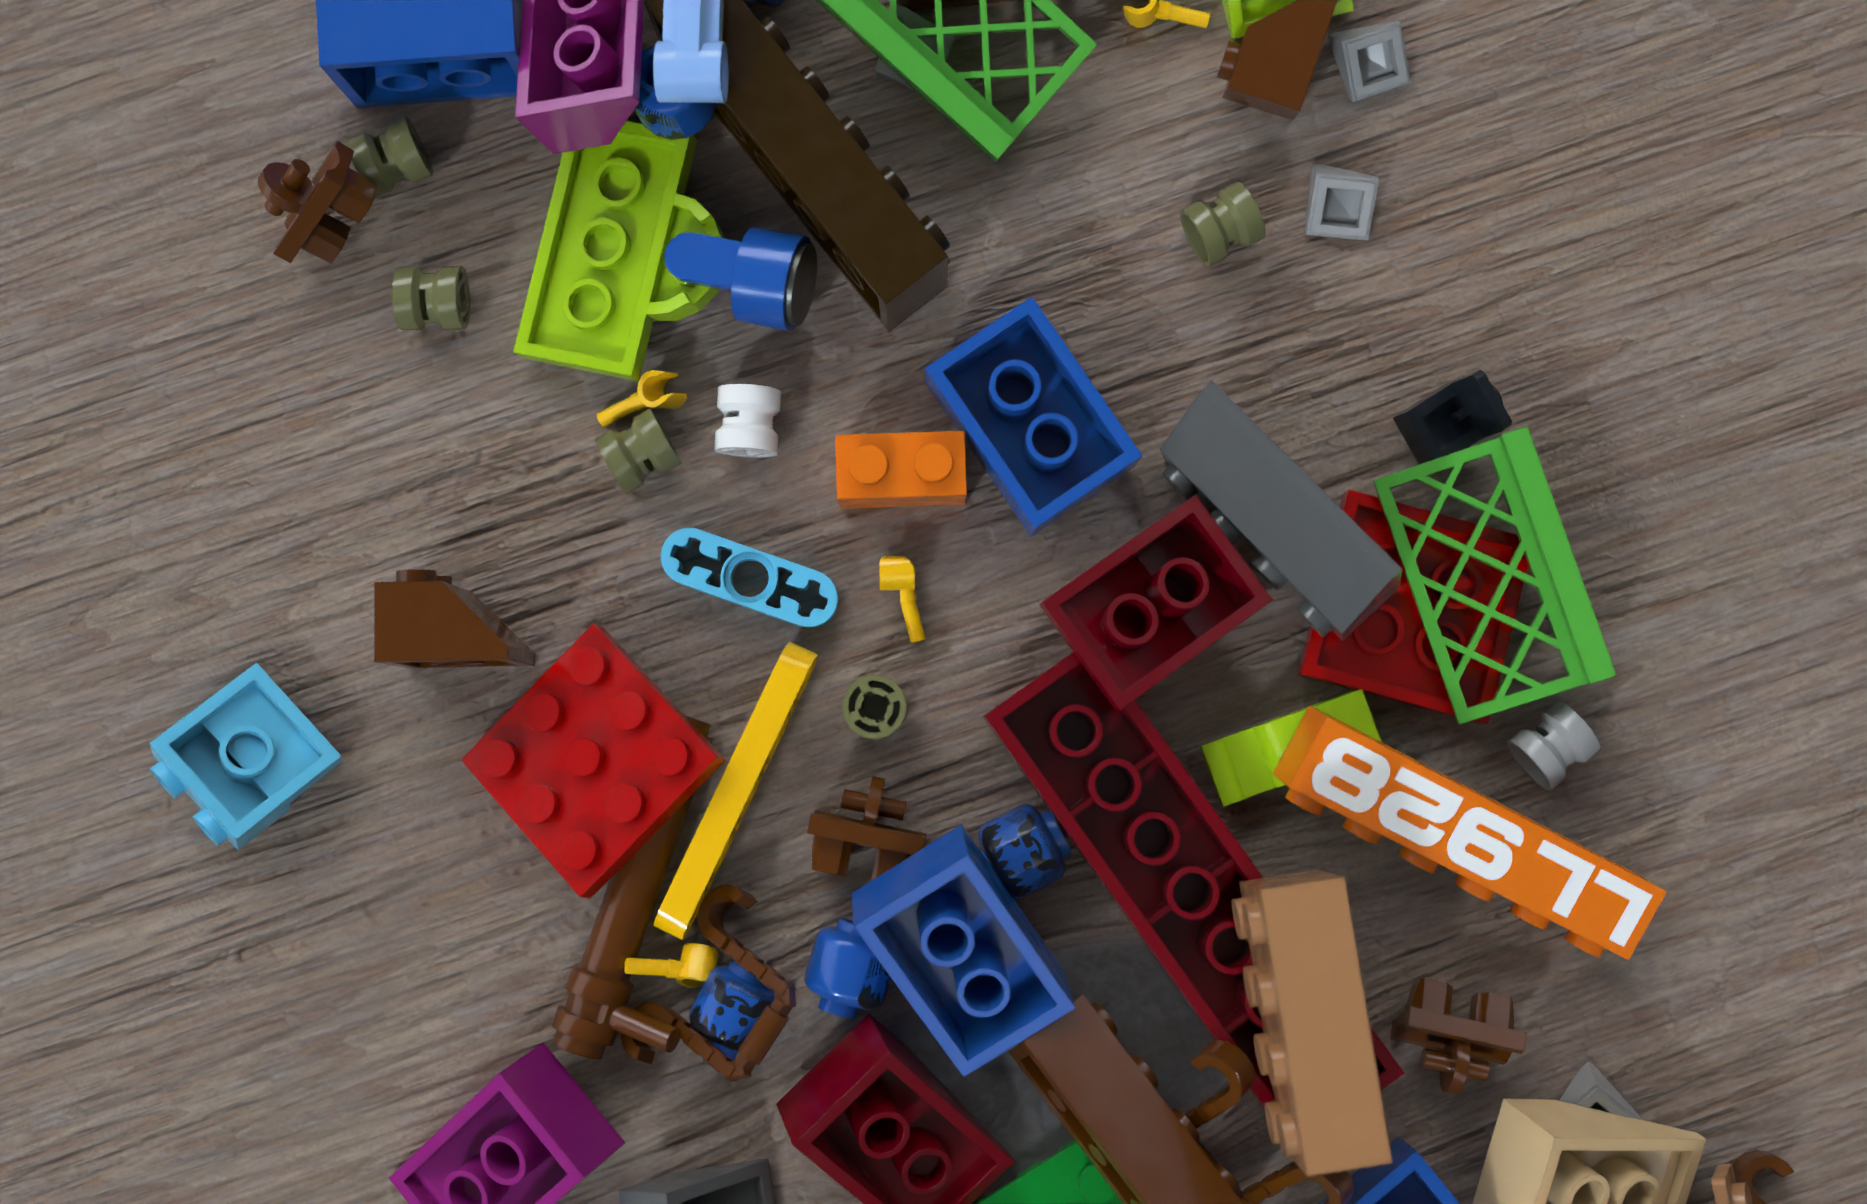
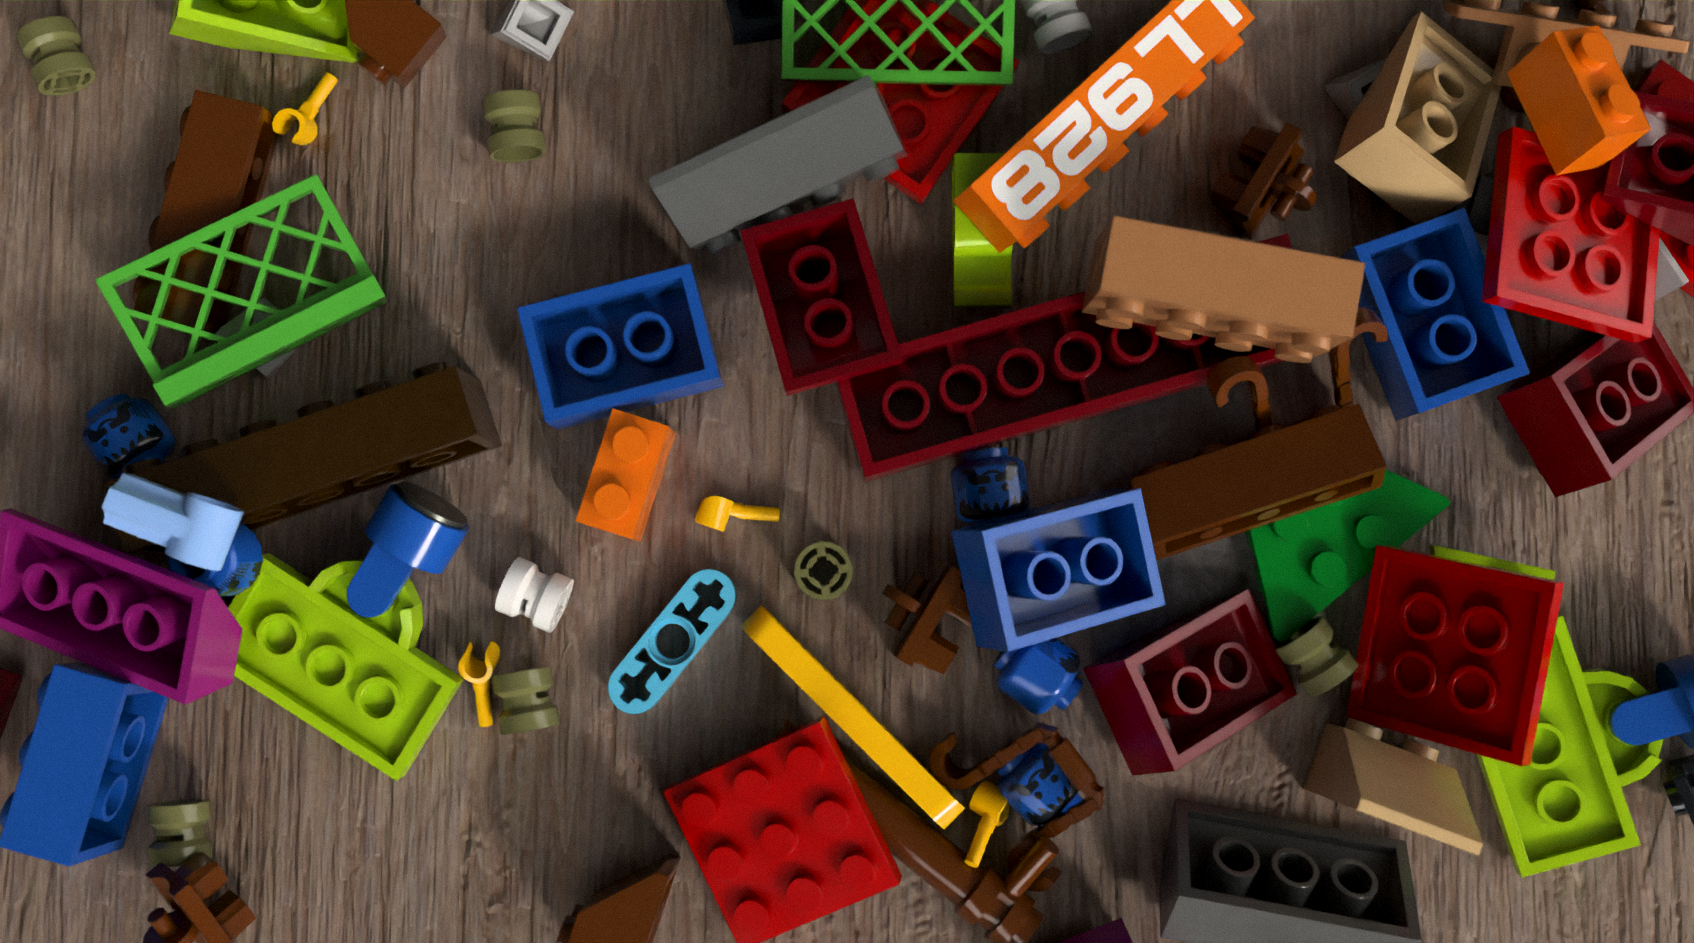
camera: 75 degrees left, 0 degrees up
(431, 298) = (320, 838): olive wheel -> none

